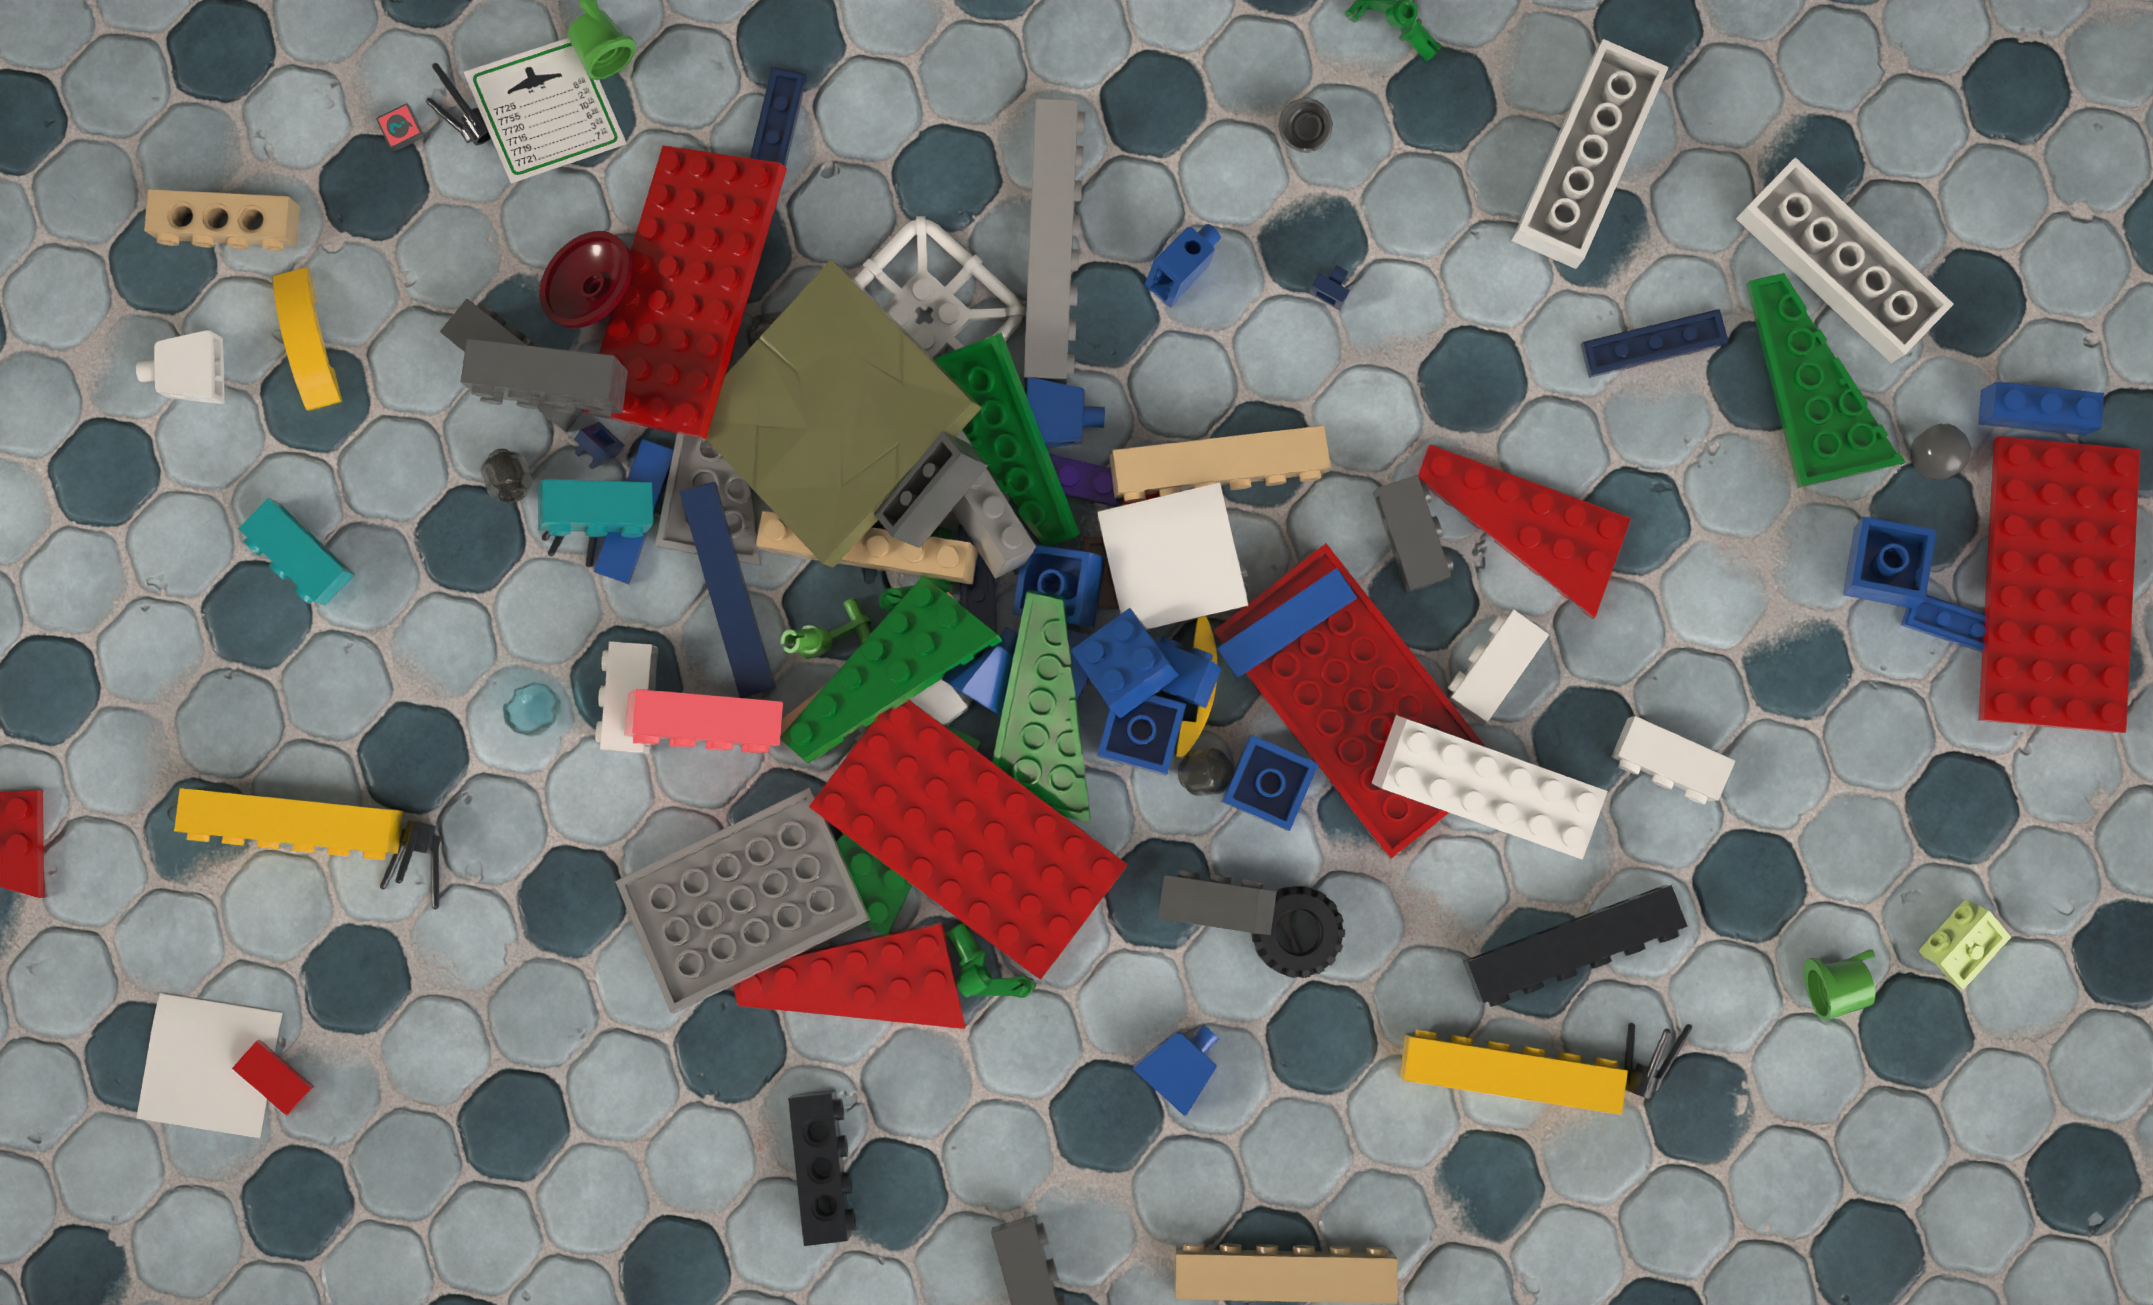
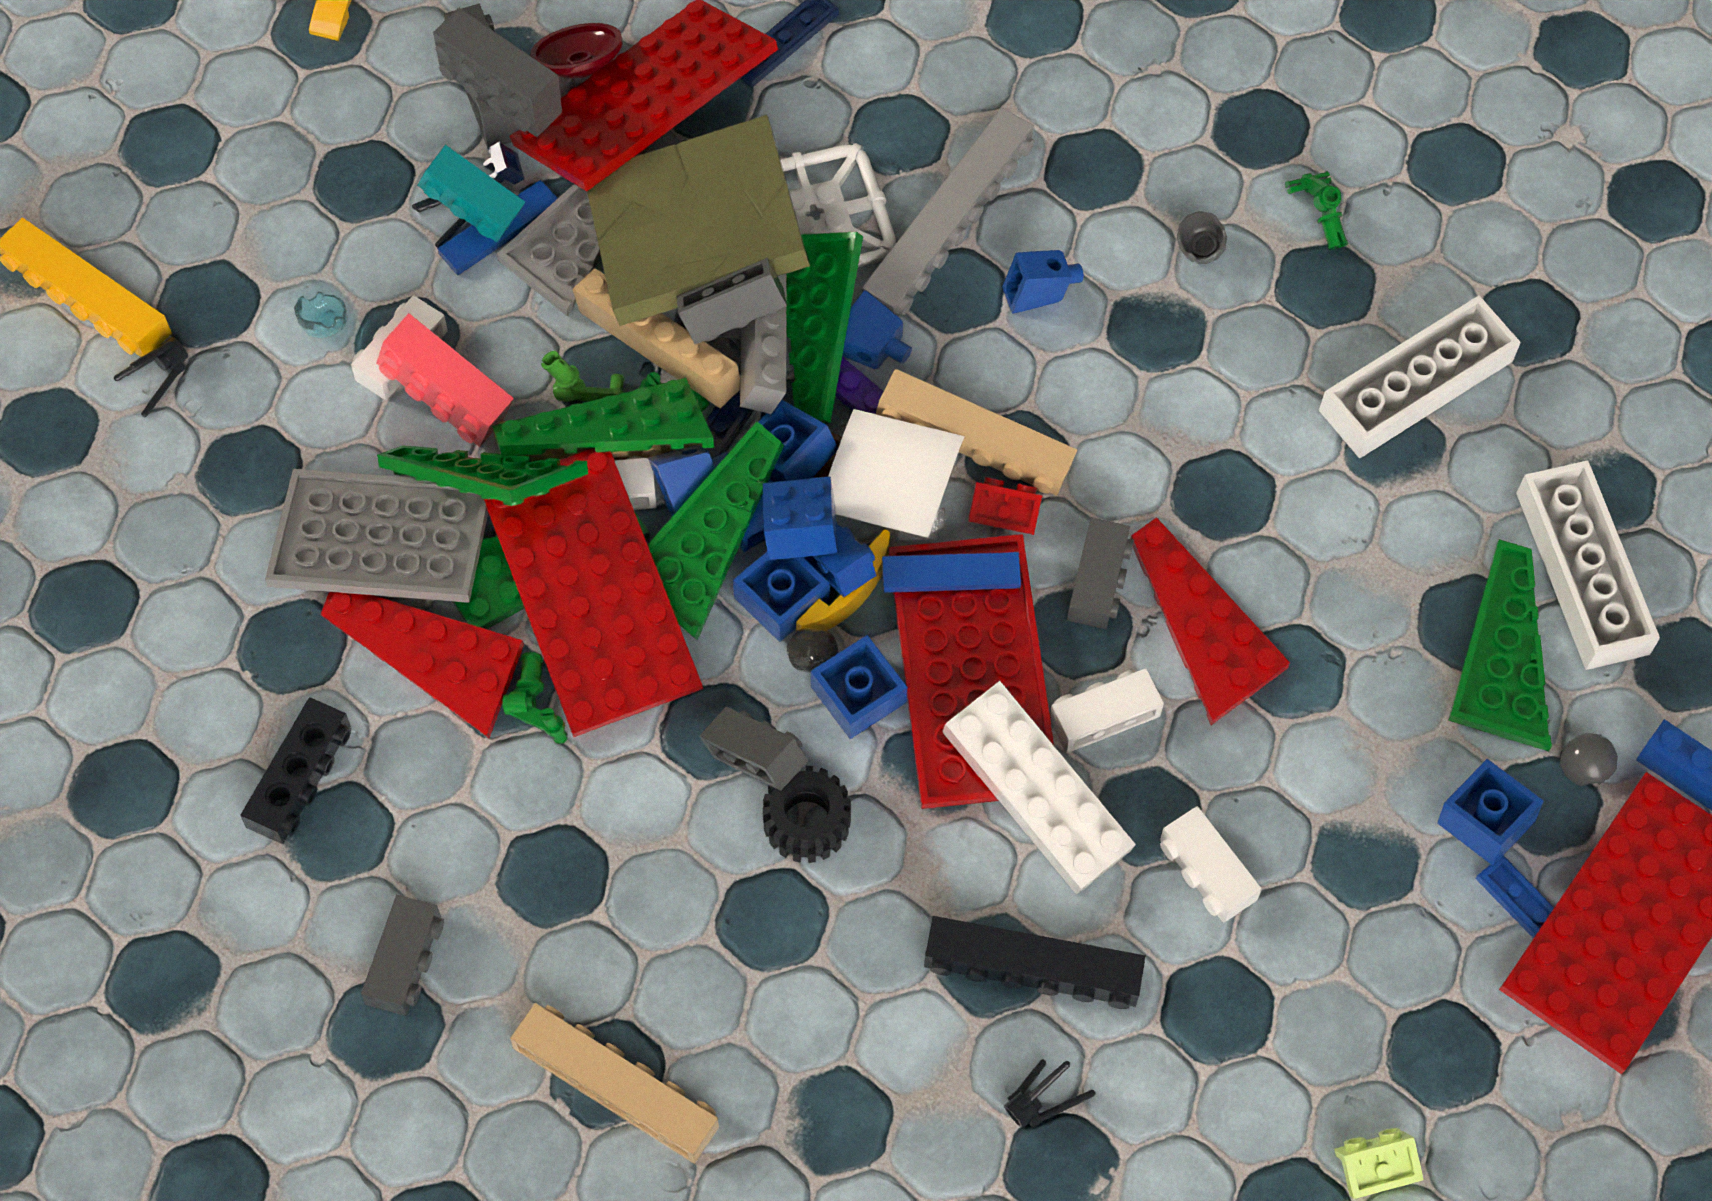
camera: 25 degrees right, 20 degrees down
(295, 553) = (227, 115): teal brick -> none
(506, 476) = (420, 147): clear smoke head -> none
(727, 589) = (531, 308): dark blue tile -> none
(820, 795) = (491, 476): none -> green wing
(1179, 1067) = (639, 865): blue torso -> none
(1288, 516) = (1005, 507): none -> red bracket
(1331, 289) = (1148, 362): dark blue tile -> none
(1513, 1073) = (915, 1034): yellow brick -> none
(1654, 343) = (1391, 547): dark blue tile -> none
(1839, 986) = (1246, 1127): bright green hat -> none

